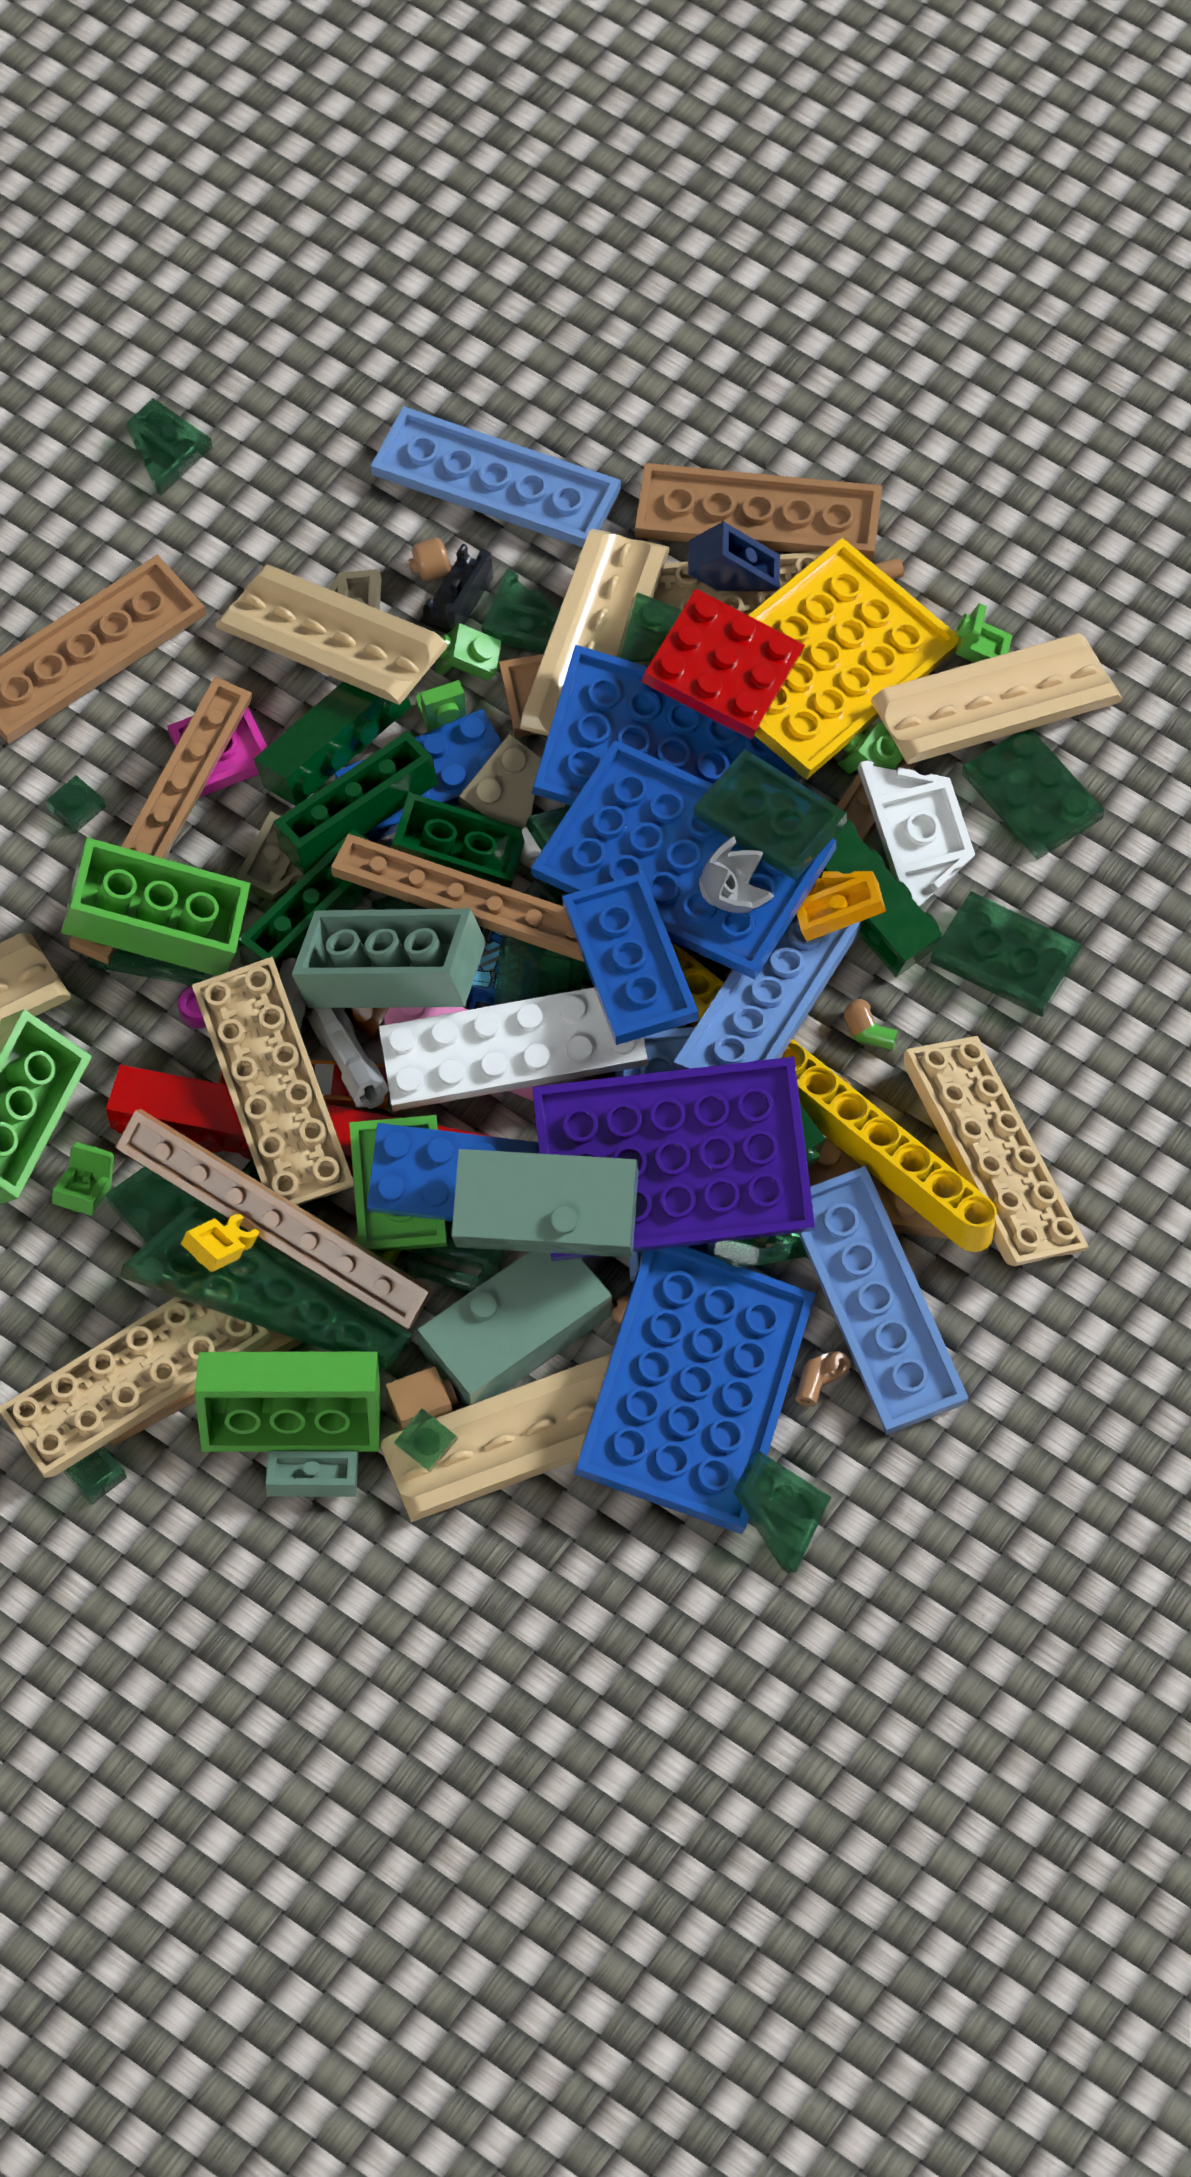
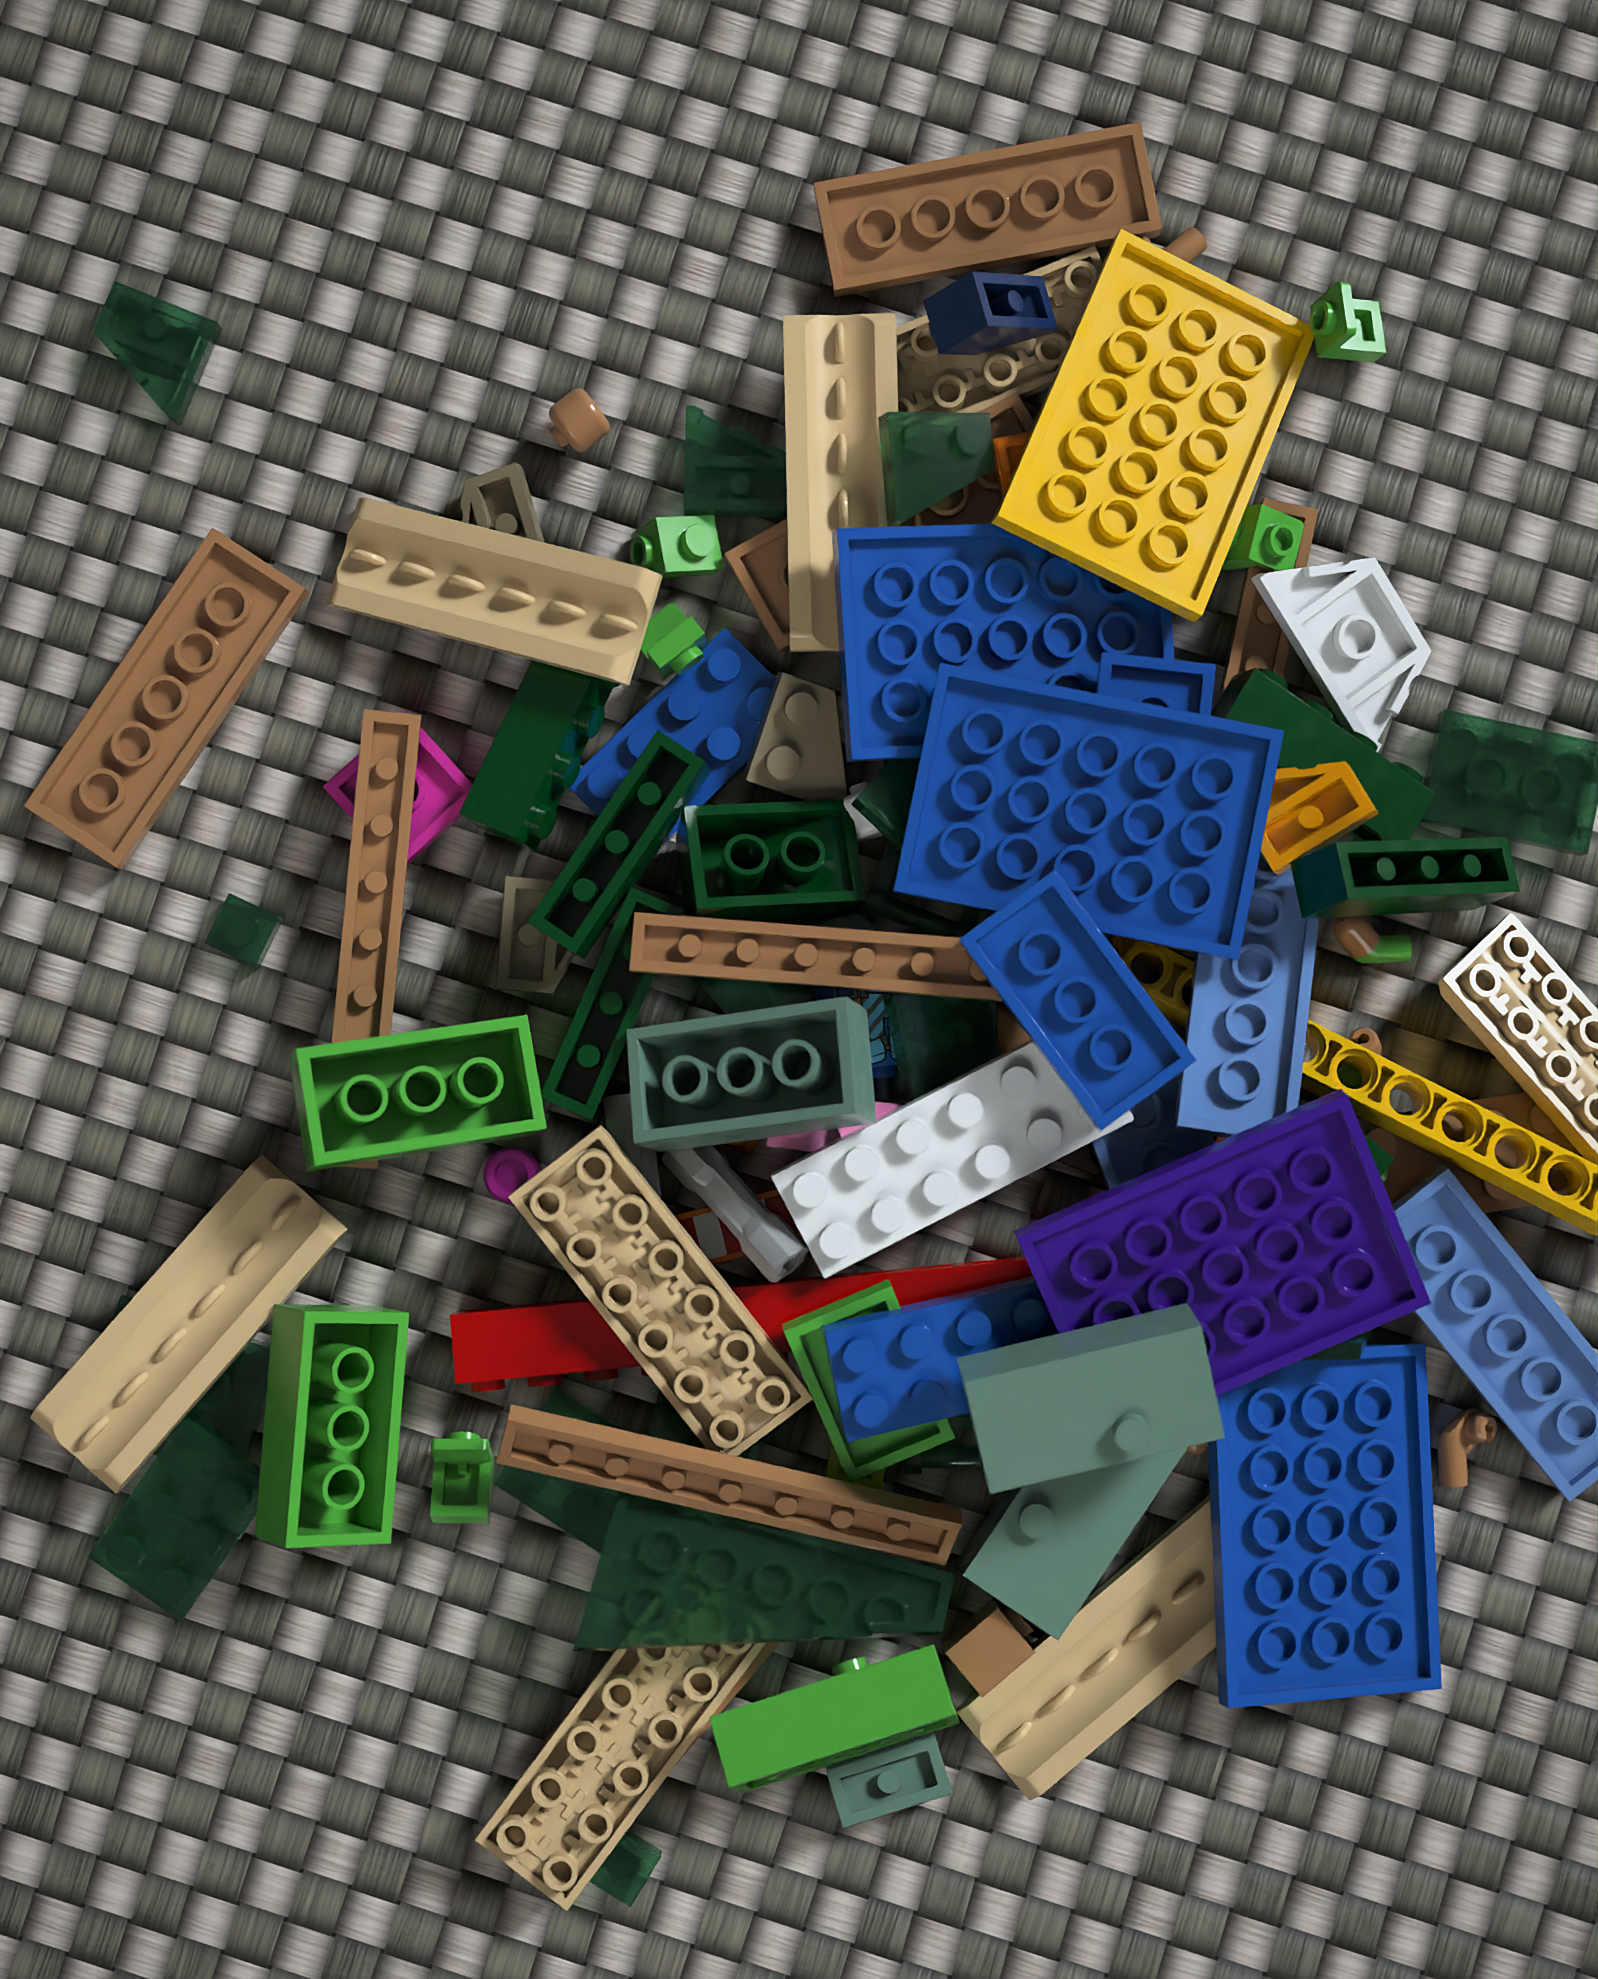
camera: 20 degrees left, 25 degrees up
(218, 1244) = (679, 1563): yellow plate -> none
(426, 1440) = (1022, 1715): clear green plate -> none
(459, 591) = (630, 457): black hinge -> none
(495, 477) = (619, 263): medium blue plate -> none
(723, 663) = (1044, 498): red plate -> none
(727, 878) = (1176, 857): light grey piece -> none
(770, 814) = (1192, 727): clear green plate -> none
(781, 1508) = (1478, 1650): clear green wing -> none
(896, 967) = (1404, 876): none -> dark green brick
(995, 698) = (1394, 416): tan plate -> none
(1032, 792) = (1471, 528): clear green plate -> none

